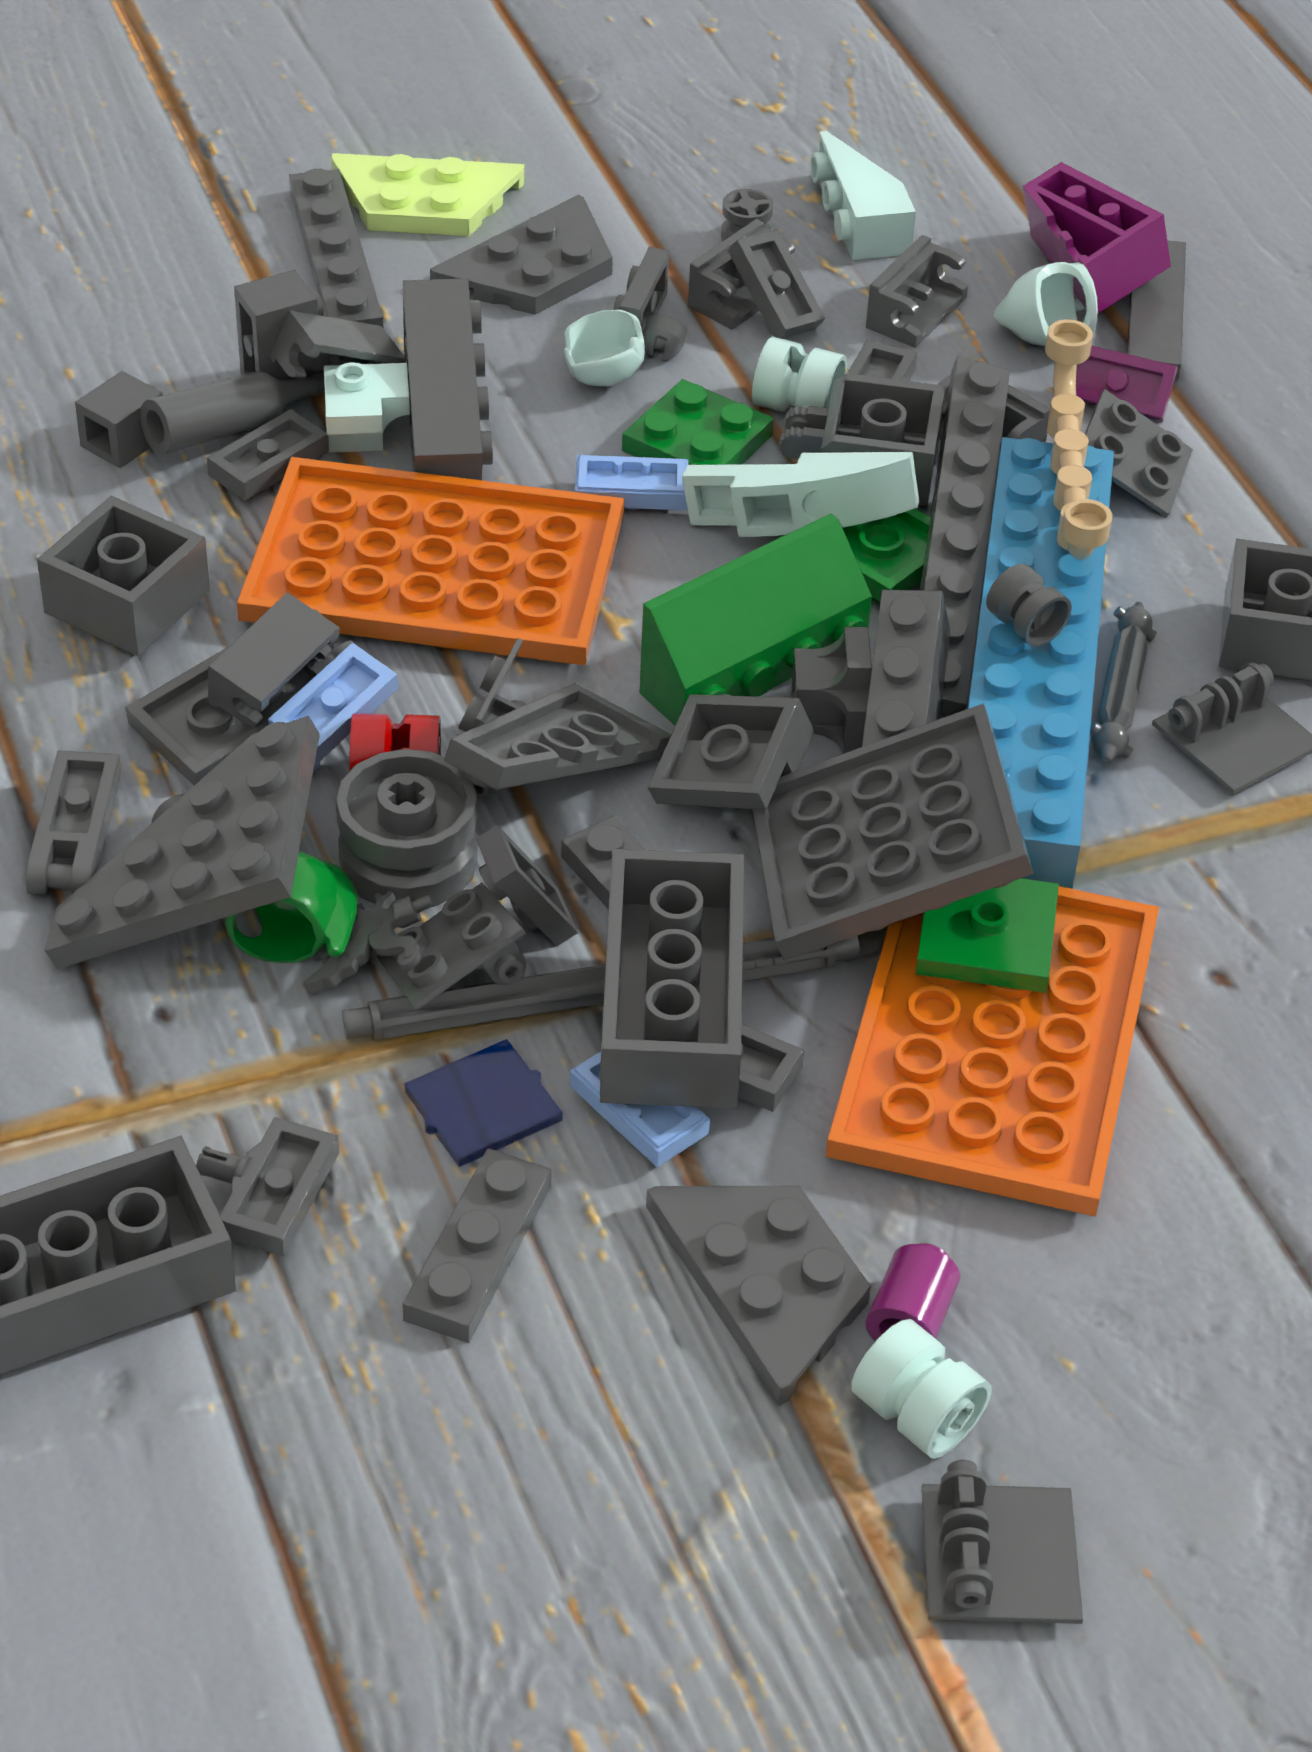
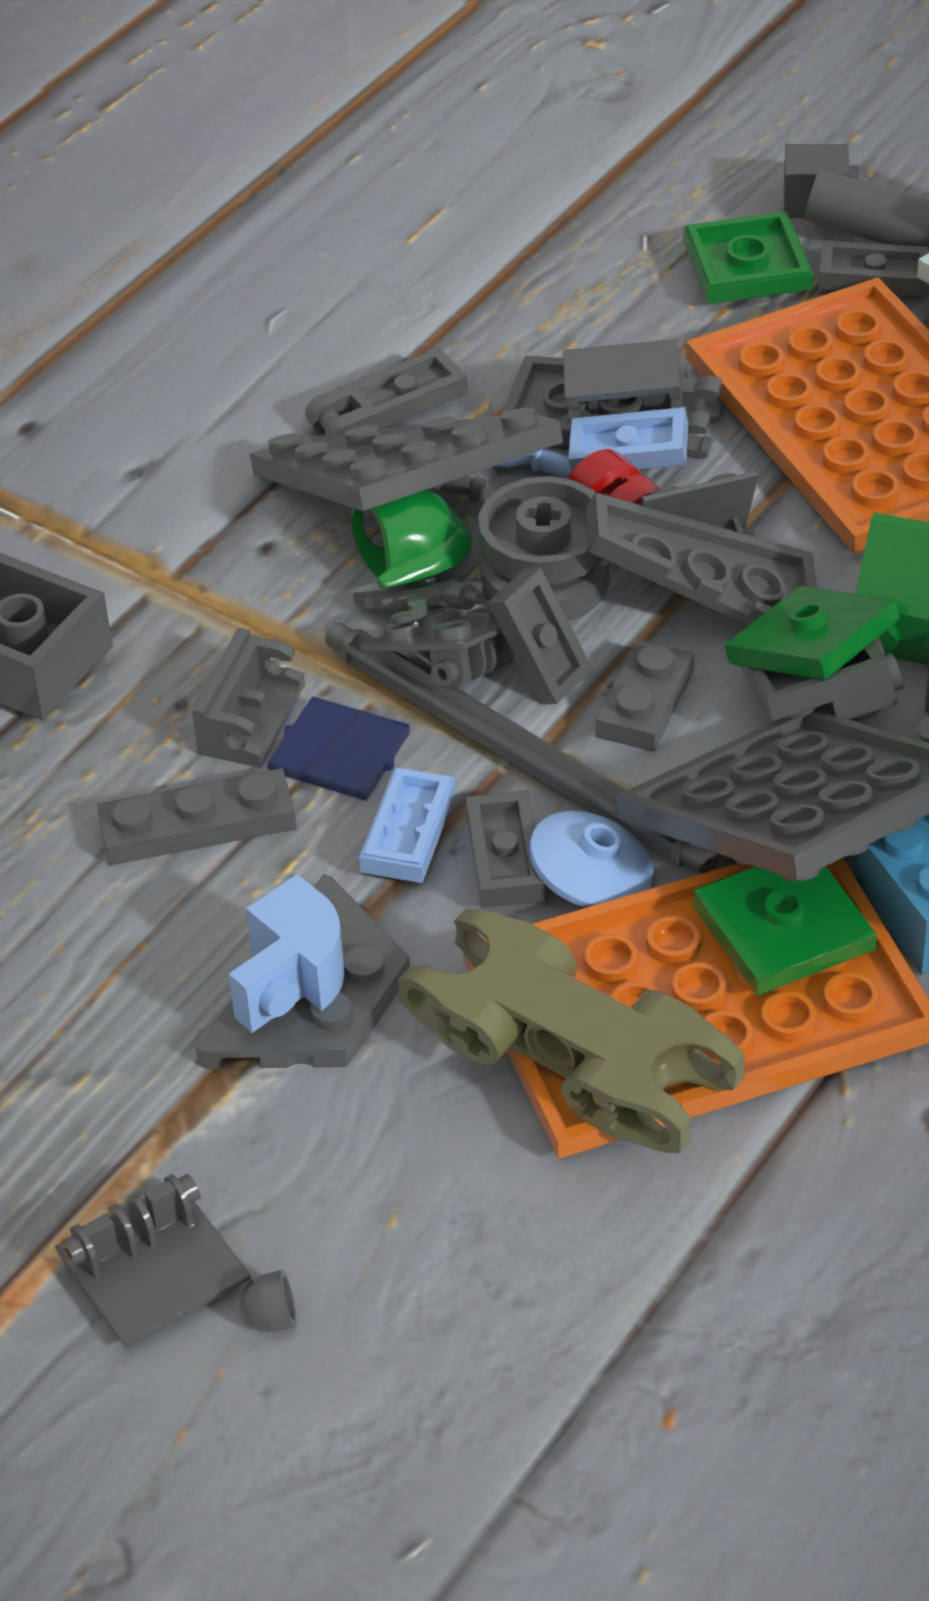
camera: 60 degrees right, 0 degrees up
(124, 575) = (641, 272): dark grey brick -> none
(178, 496) = (747, 257): none -> green plate
(272, 1183) = (144, 679): dark grey plate -> none
(373, 1129) = (246, 700): none -> dark grey hinge
(673, 979) = (506, 753): dark grey brick -> none
(704, 725) = (812, 632): none -> green plate
(767, 1234) = (295, 953): none -> light blue brick
(796, 1011) = (589, 858): none -> light blue dish
(915, 1287) = (352, 1079): magenta brick -> none
(929, 1394) = (254, 1124): light aqua wheel -> none
(964, 1129) = (607, 1051): none -> olive piece
(1115, 1487) = (269, 1302): none -> dark grey hinge

